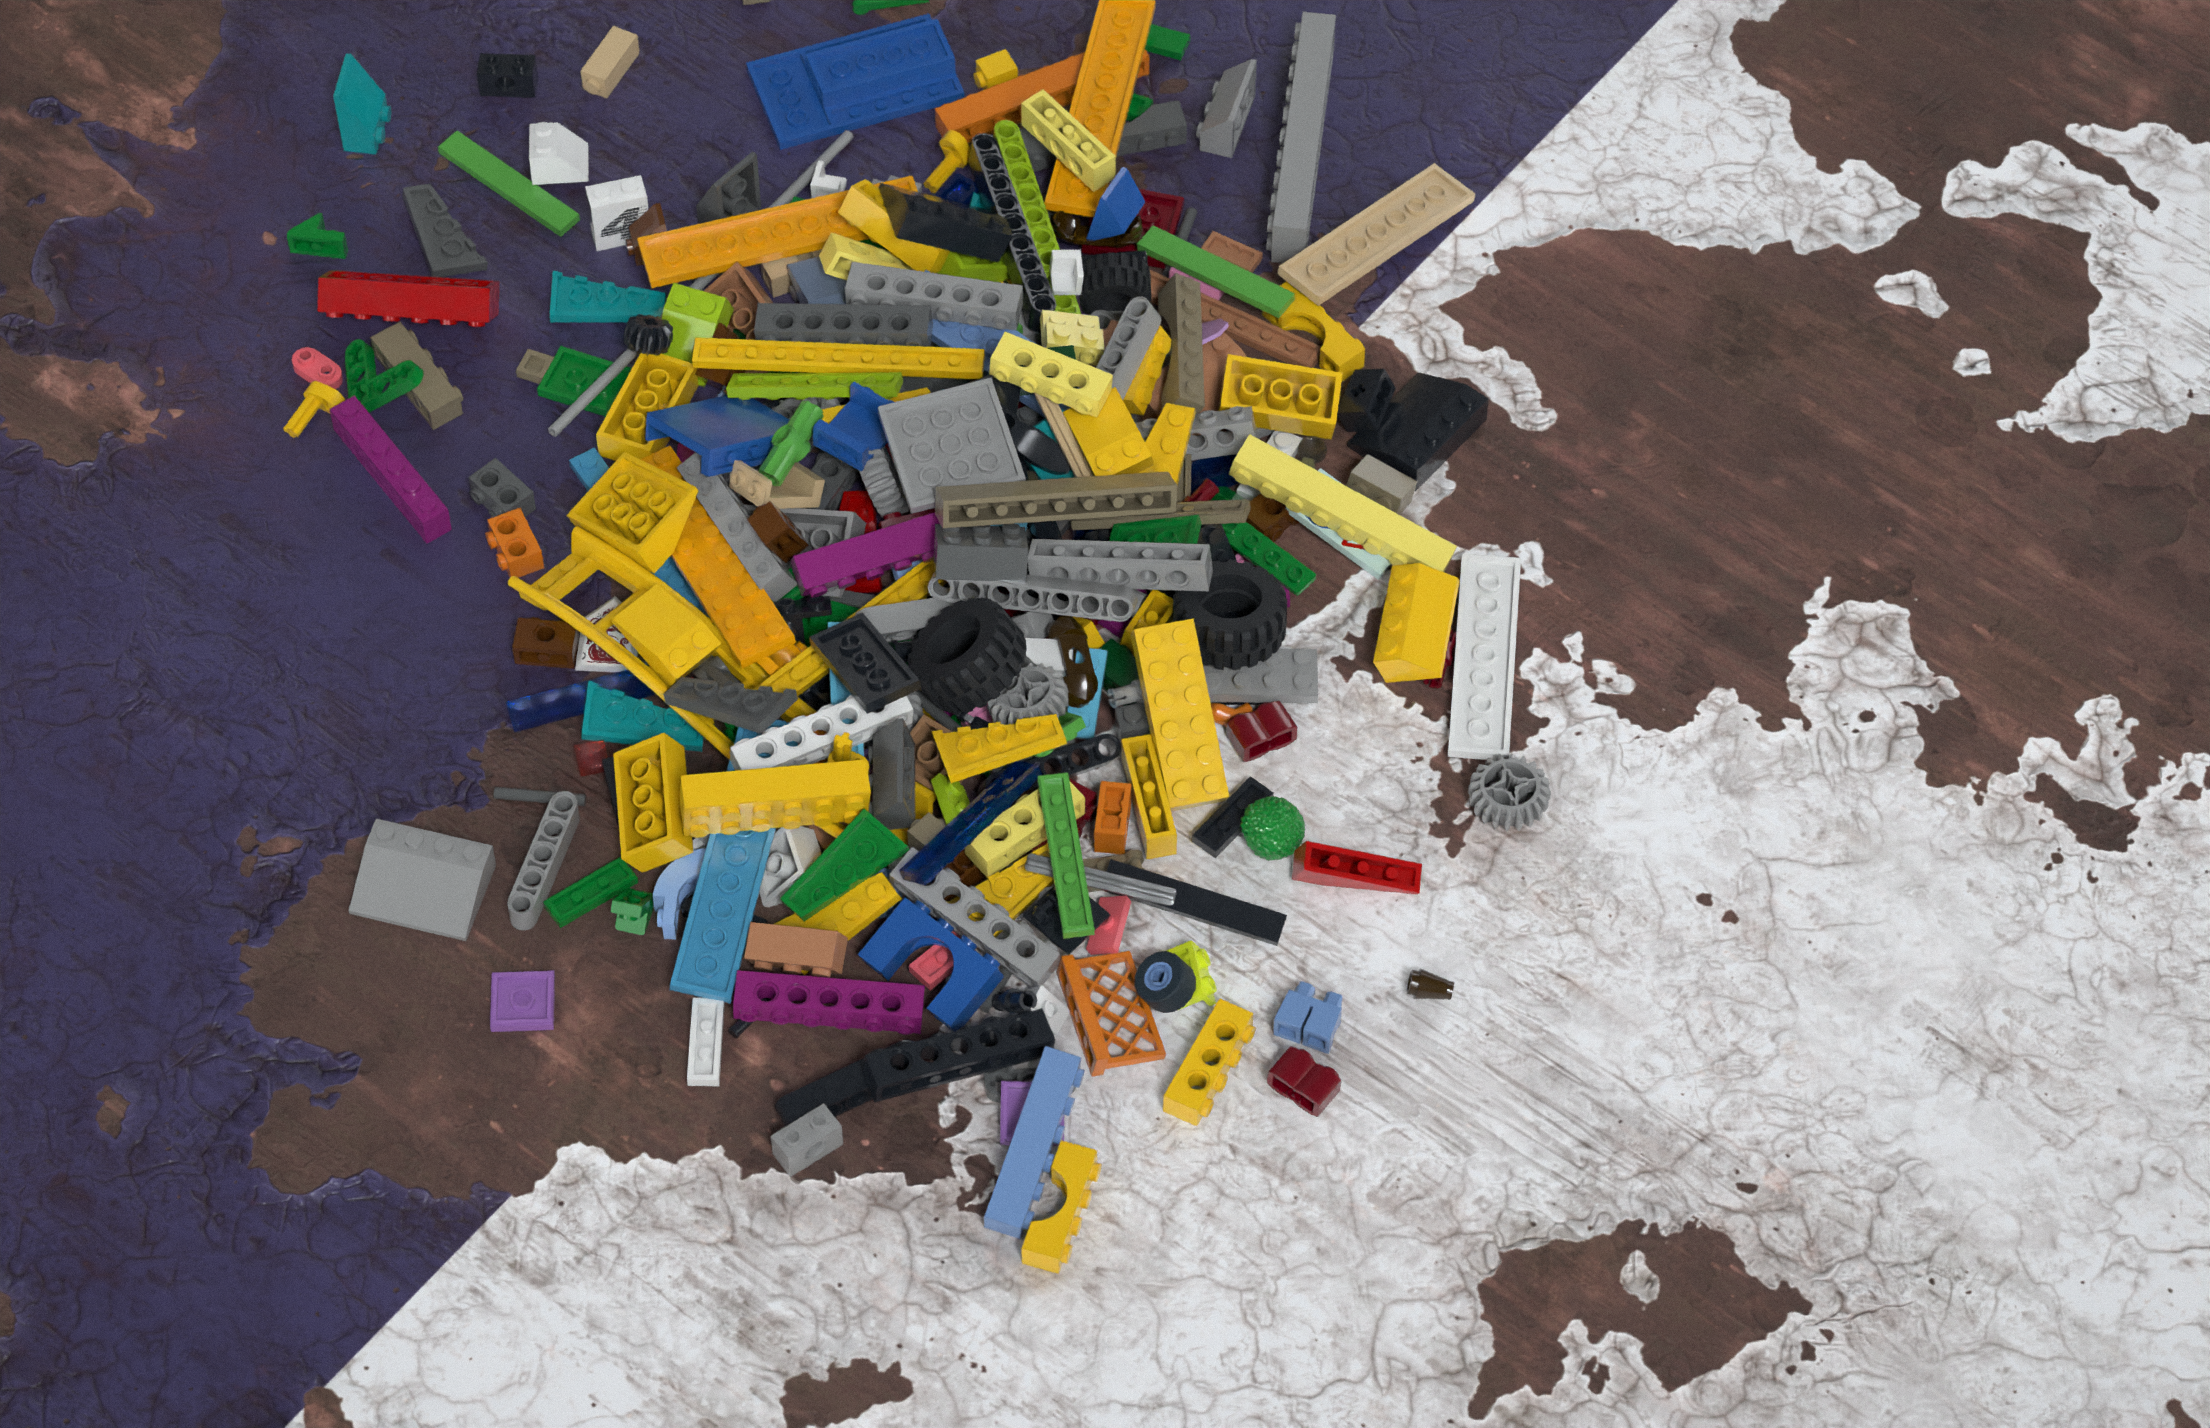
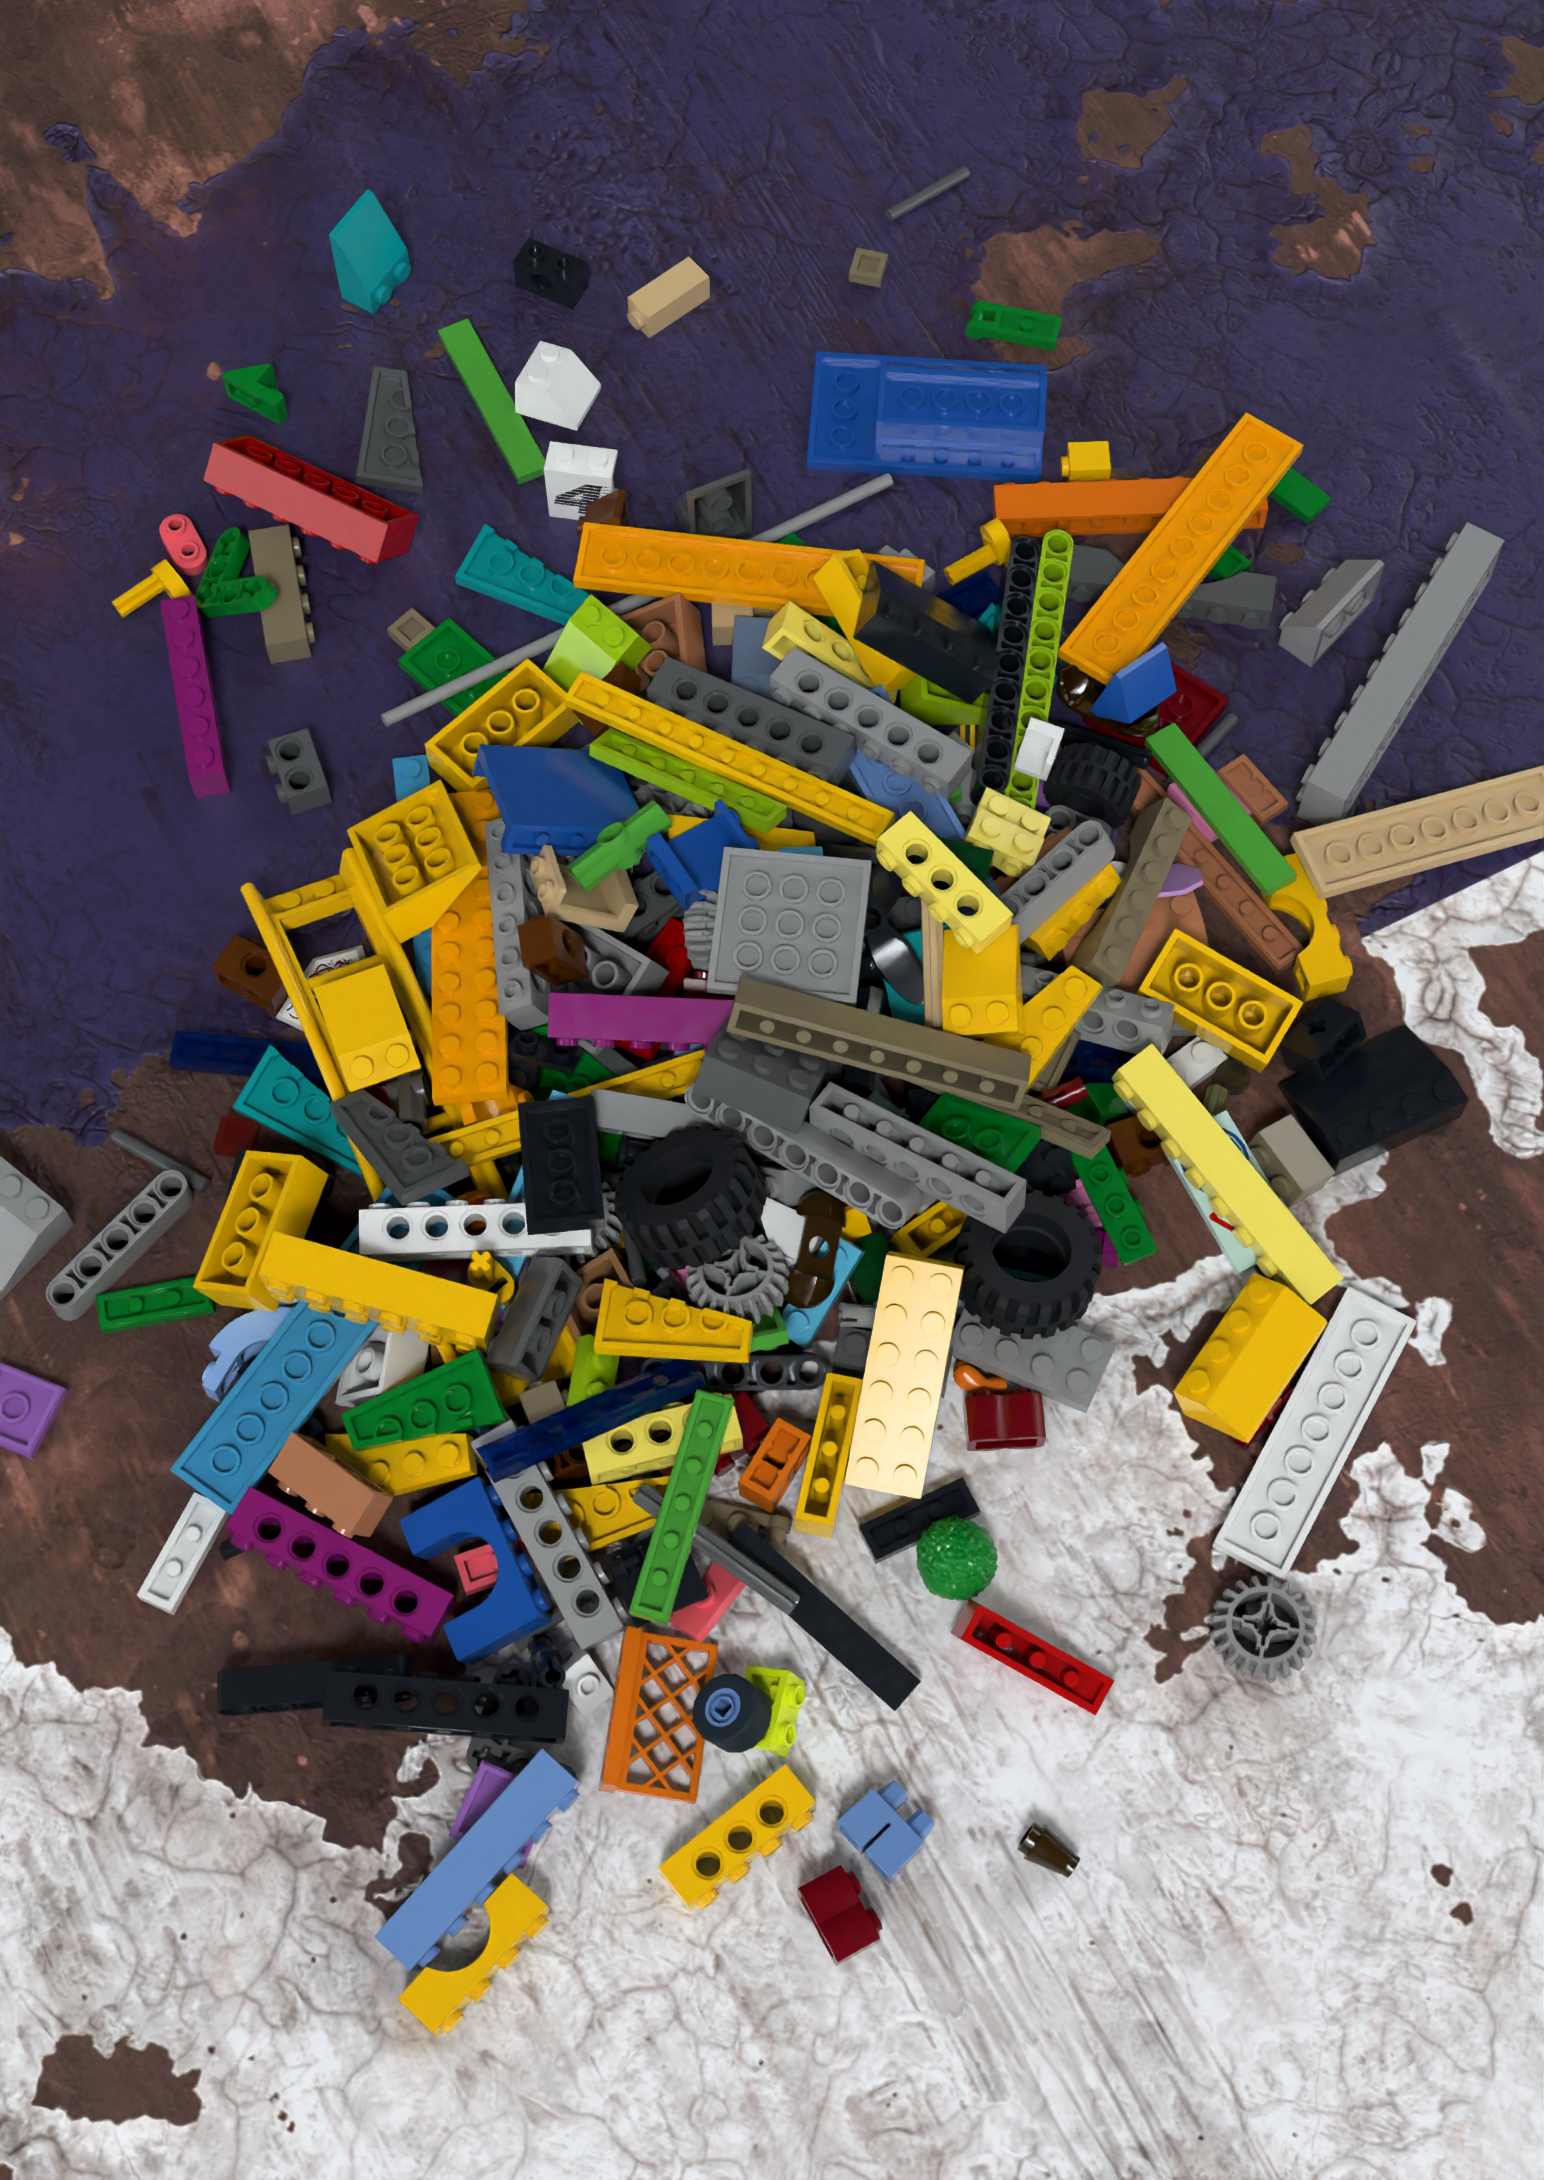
camera: 25 degrees right, 10 degrees up
(512, 538) = (288, 838): orange brick -> none
(633, 910) = (185, 1347): green slope -> none
(648, 334) = (536, 645): black gear -> none
(807, 1140) = (230, 1735): light grey brick -> none
(825, 184) = (832, 531): white panel -> none
(1068, 140) = (1116, 585): light yellow brick -> none

